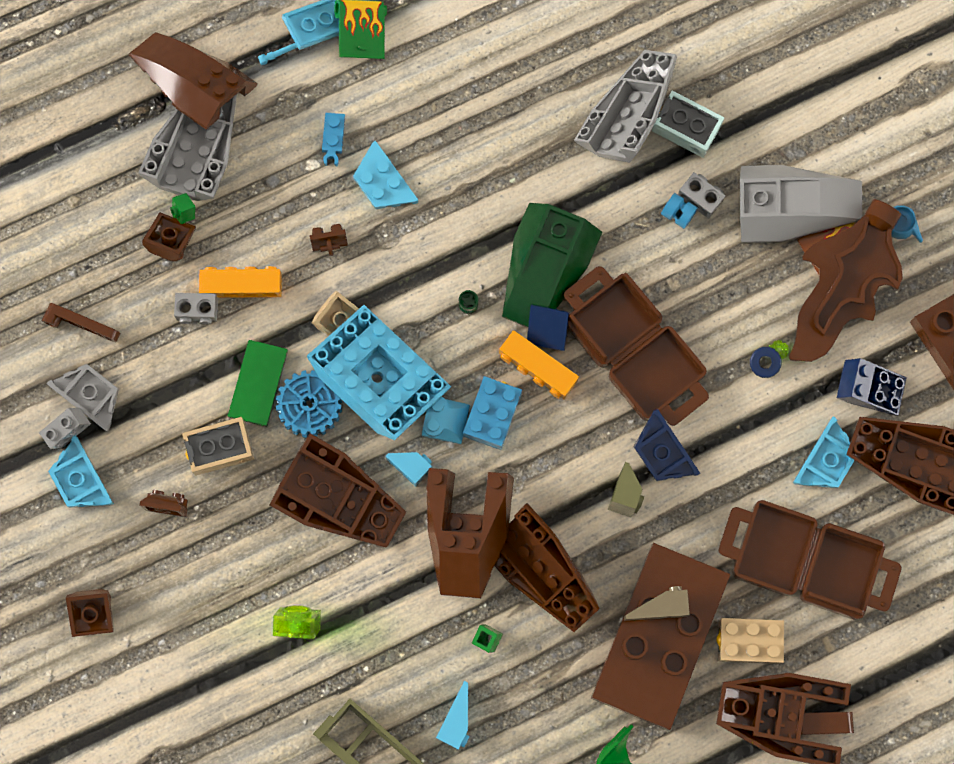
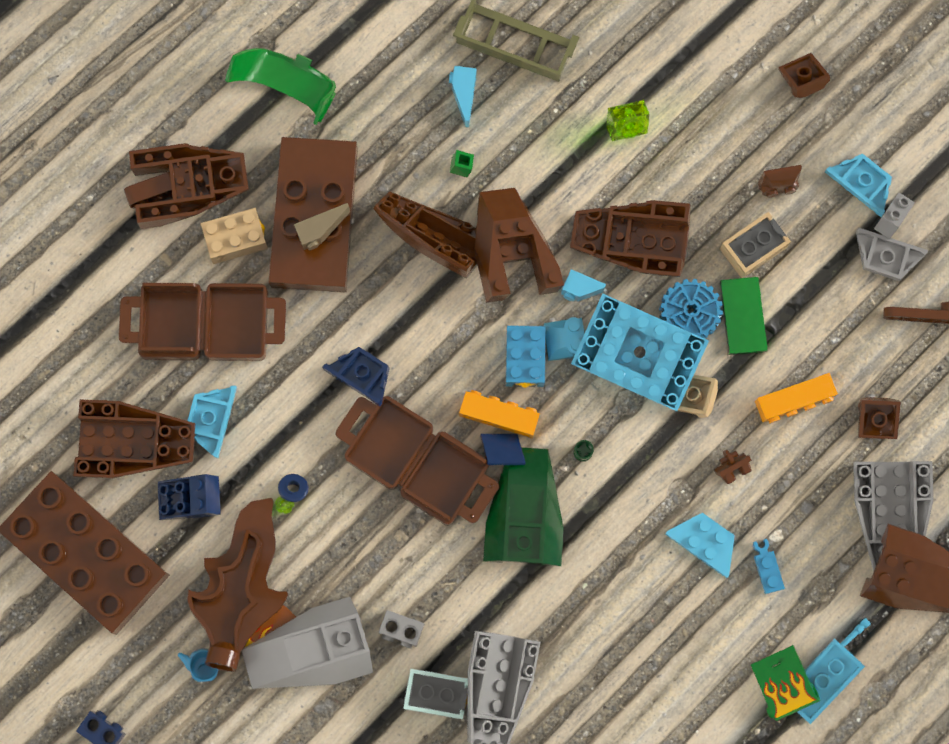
camera: 160 degrees right, 0 degrees up
(183, 208) = (877, 447): green plate -> none
(197, 302) = (827, 363): light grey brick -> none
(627, 493) = (381, 316): olive slope -> none
(672, 208) = (417, 604): dark azure wheel -> none

